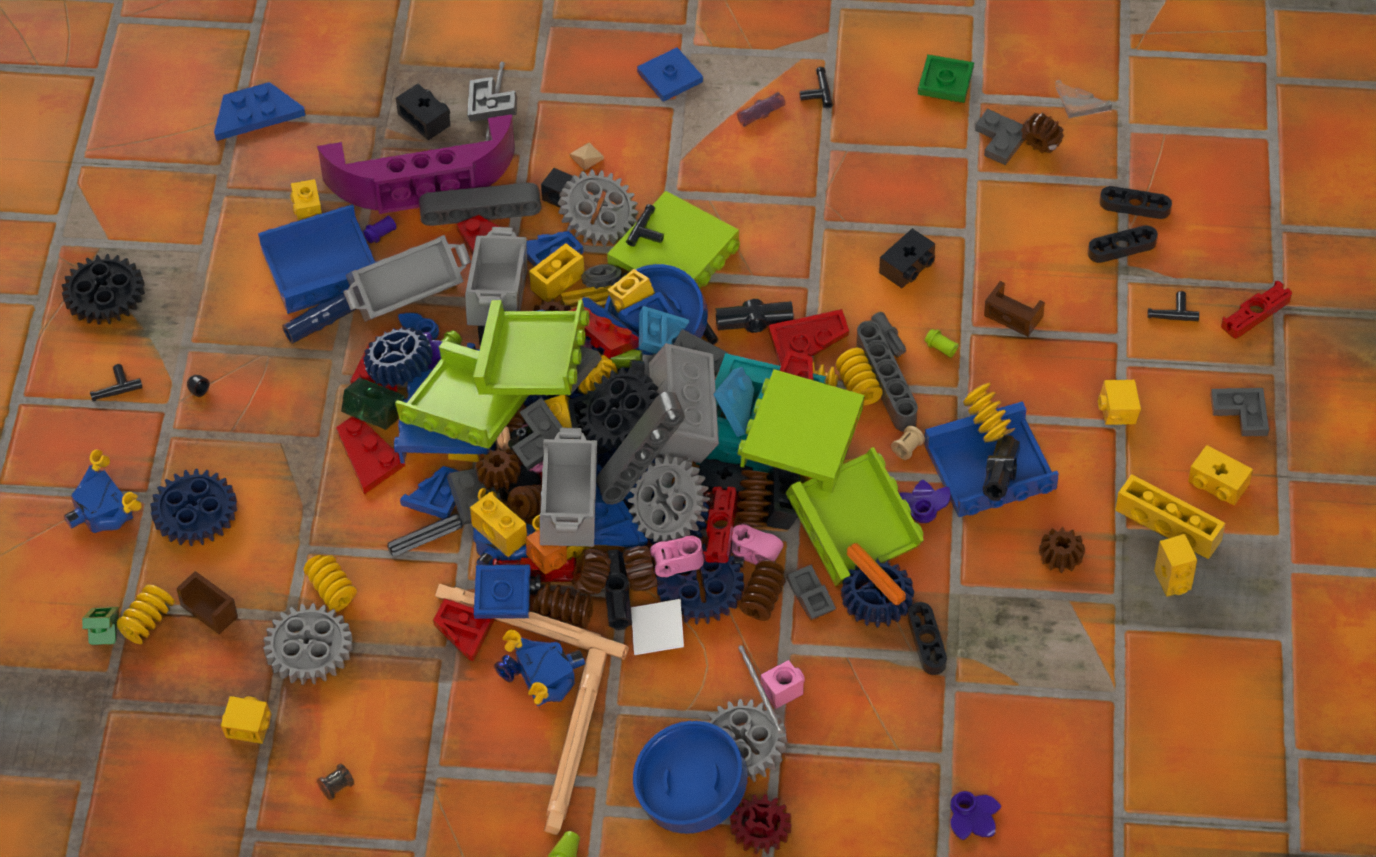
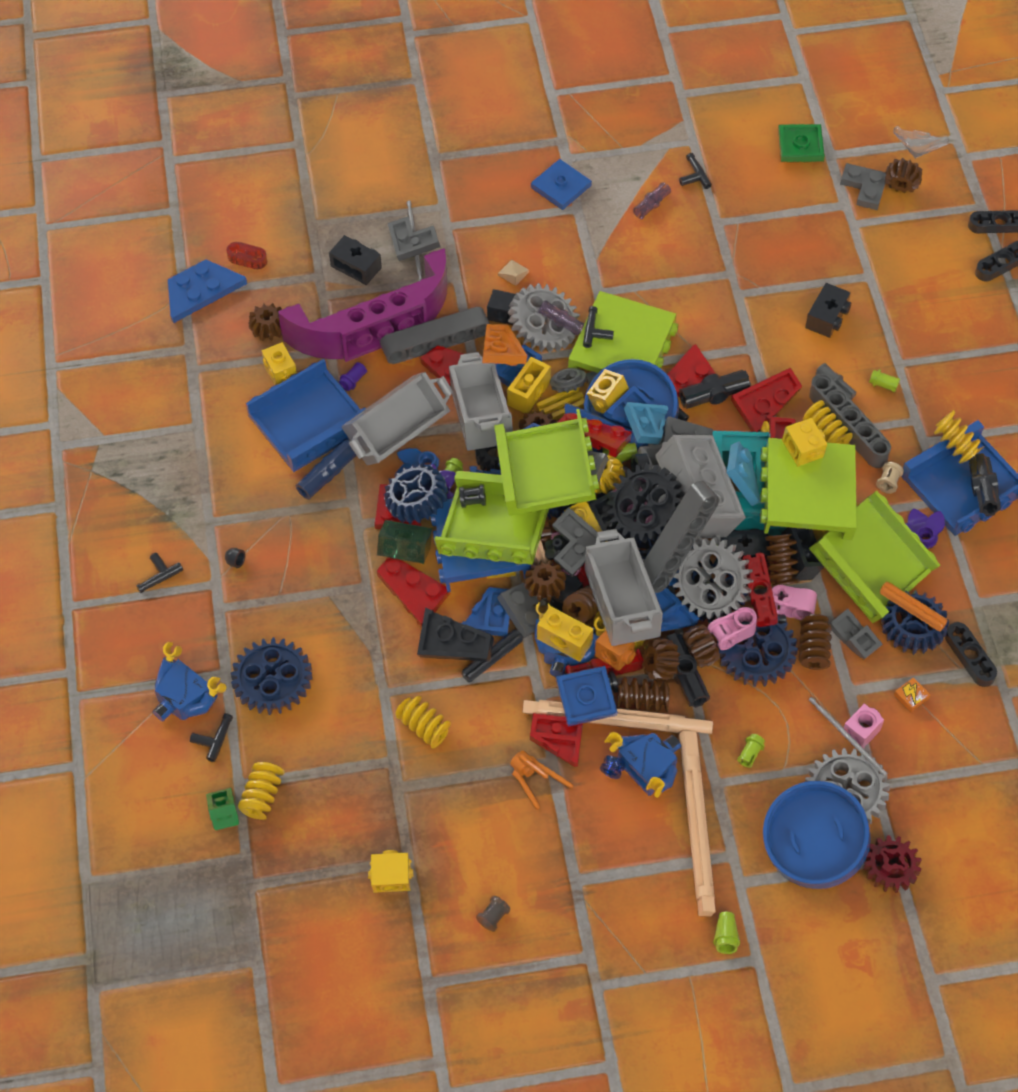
camera: 15 degrees left, 5 degrees up
(103, 289) = (110, 501): black gear -> none
(117, 561) = (214, 743): none -> black piece
(207, 602) = (315, 766): reddish brown panel -> none
(305, 157) = (265, 322): none -> reddish brown gear
(308, 644) = (426, 805): light grey gear -> none
(313, 86) = (246, 255): none -> clear red beam
(387, 509) = (449, 639): none -> black wing
(420, 648) = (527, 765): none -> orange plant
(452, 369) = (466, 500): none -> black bush
(539, 227) = (502, 346): none -> orange wing
(613, 210) = (561, 317): none -> clear purple pin
(657, 627) = (733, 697): white sticker -> none
(657, 683) = (753, 745): none -> lime pin
(735, 291) = (690, 369): none -> red wing
(807, 379) = (804, 442): none -> yellow head
(848, 665) = (912, 694): none -> orange tile
(1011, 312) = (934, 341): reddish brown panel -> none

